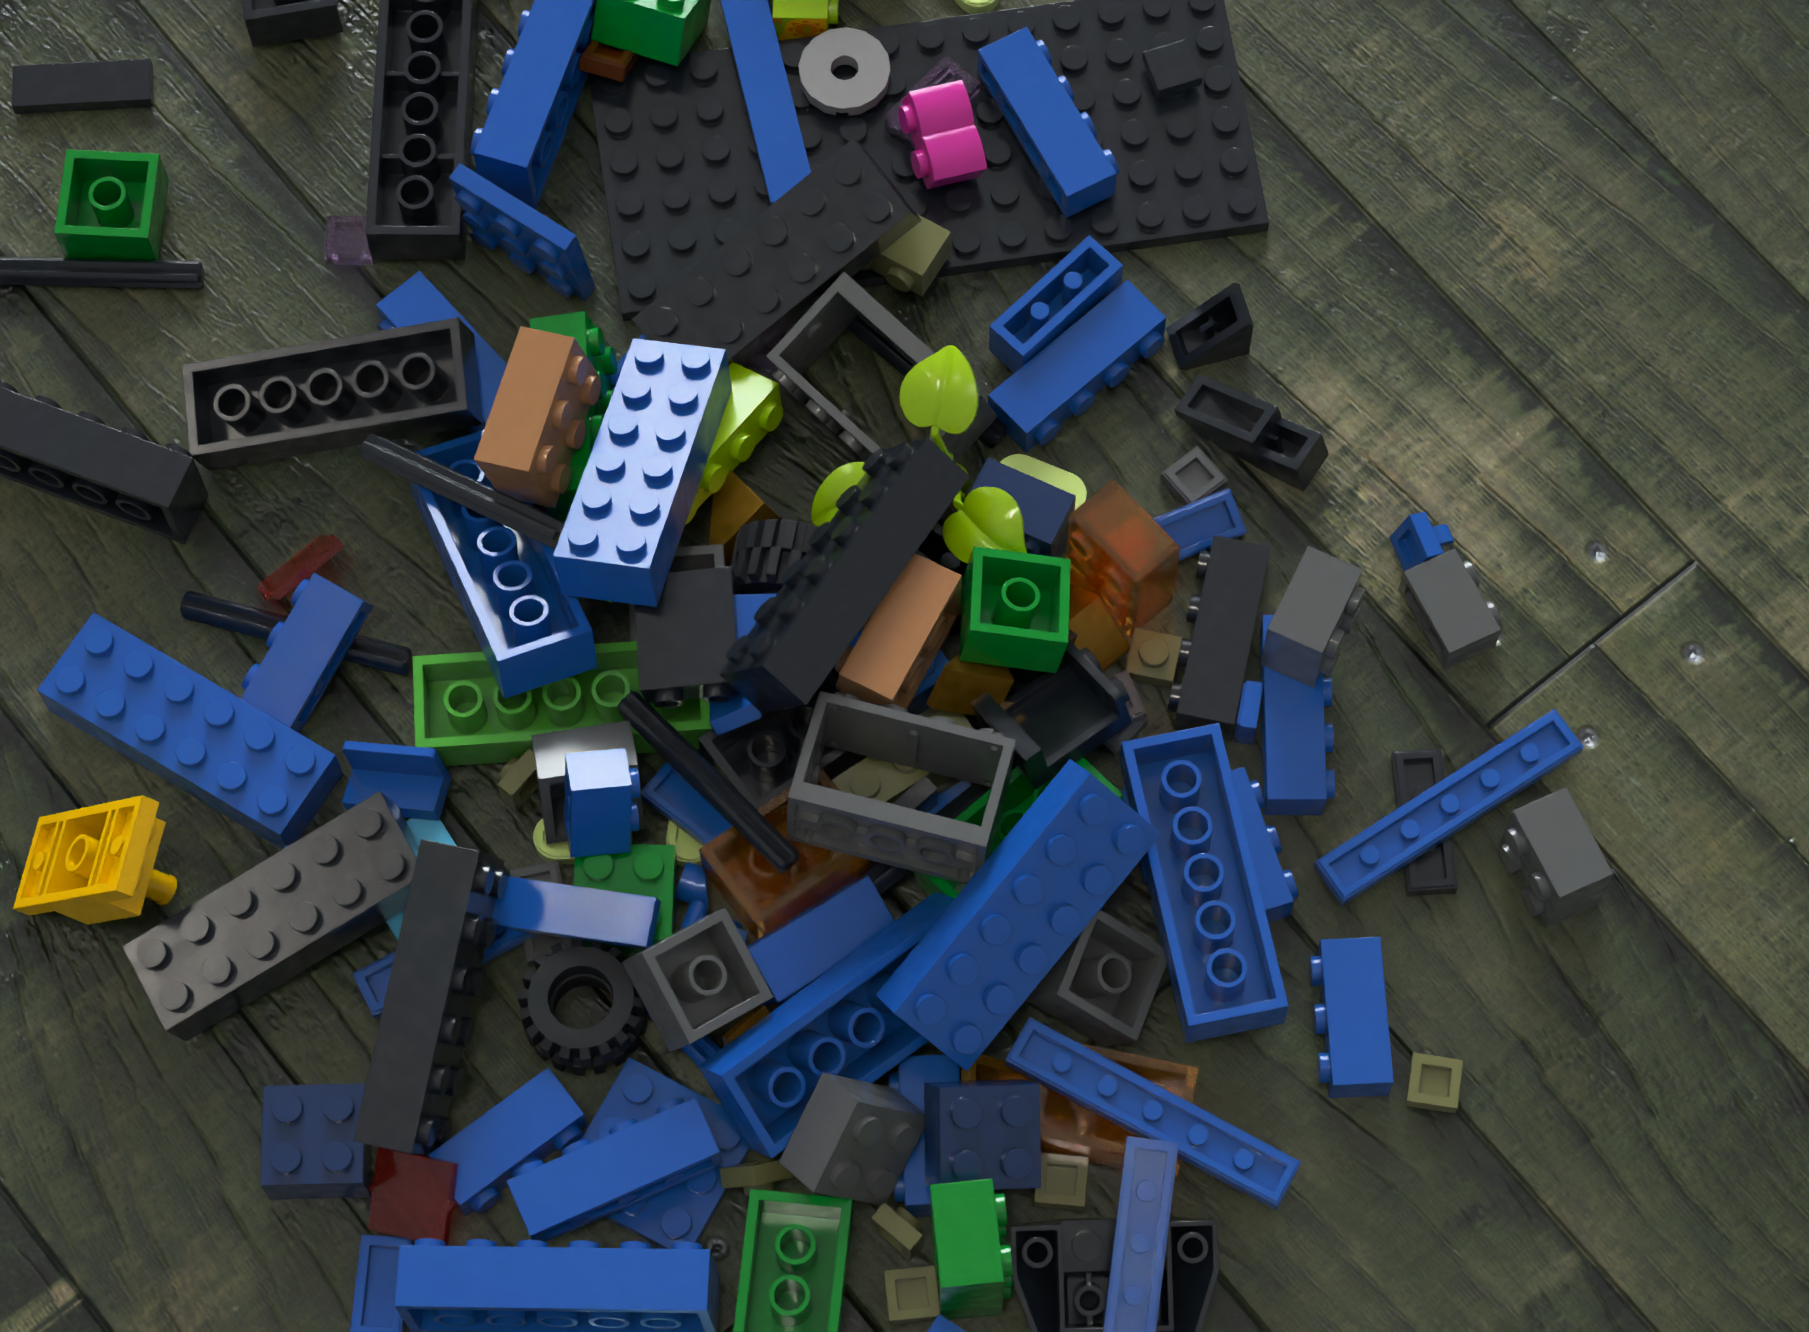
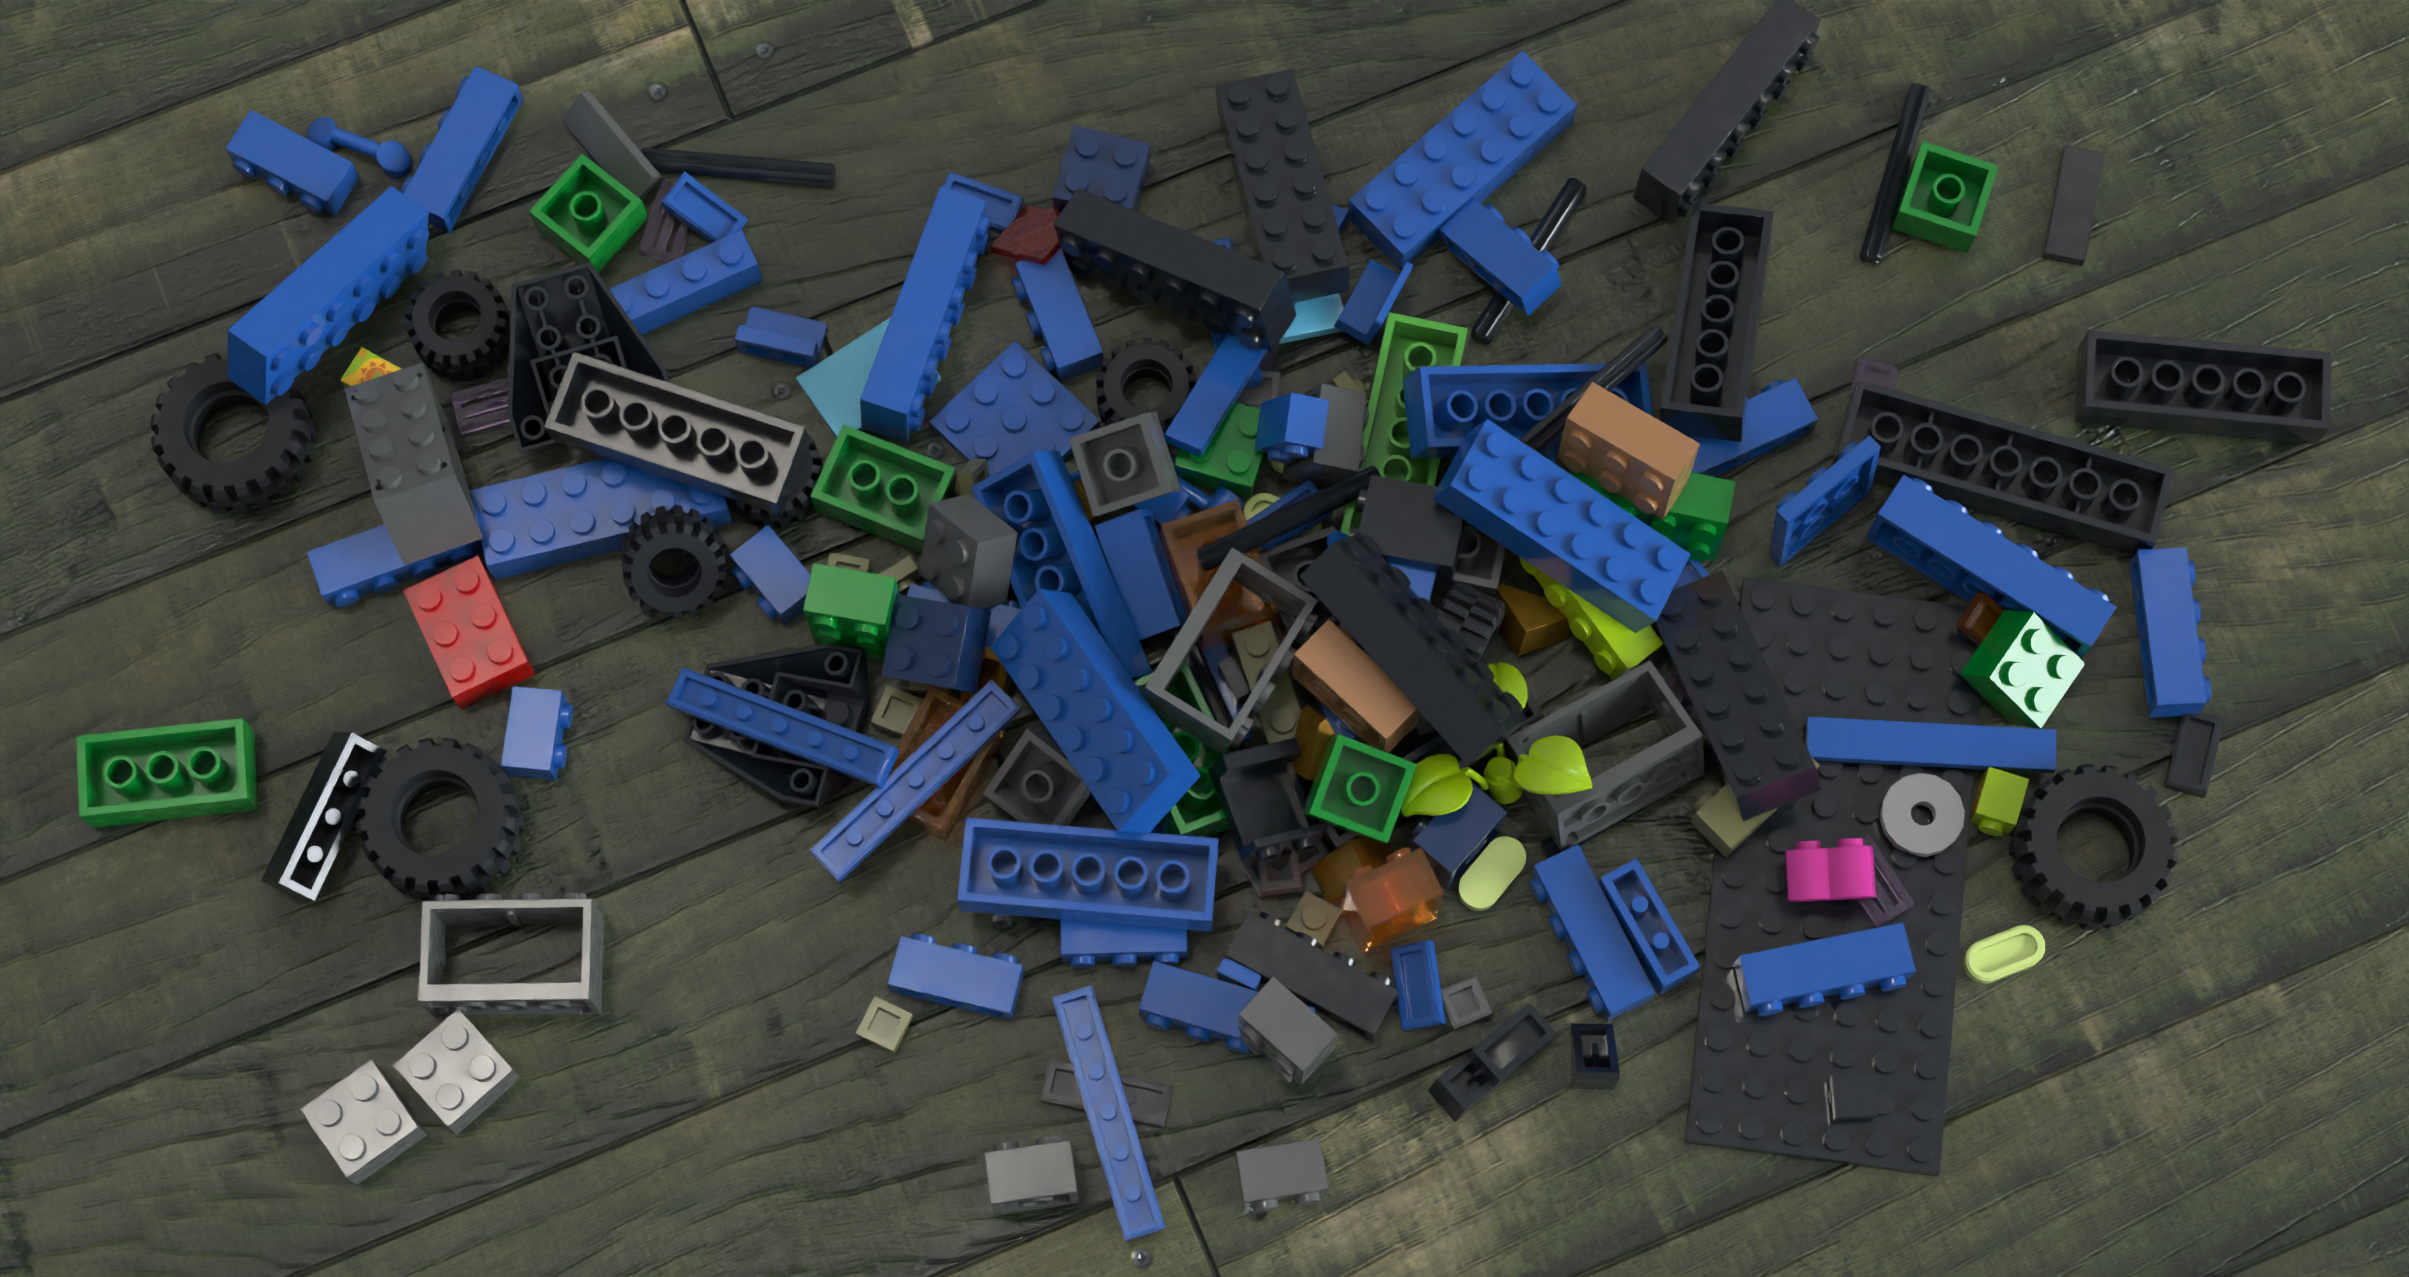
camera: 105 degrees right, 5 degrees up
(96, 863) = (1364, 65): yellow brick -> none
(299, 567) = (1578, 270): clear red piece -> none
(614, 1170) = (1001, 375): blue brick -> none
(1418, 541) = (1347, 1166): blue tile -> none

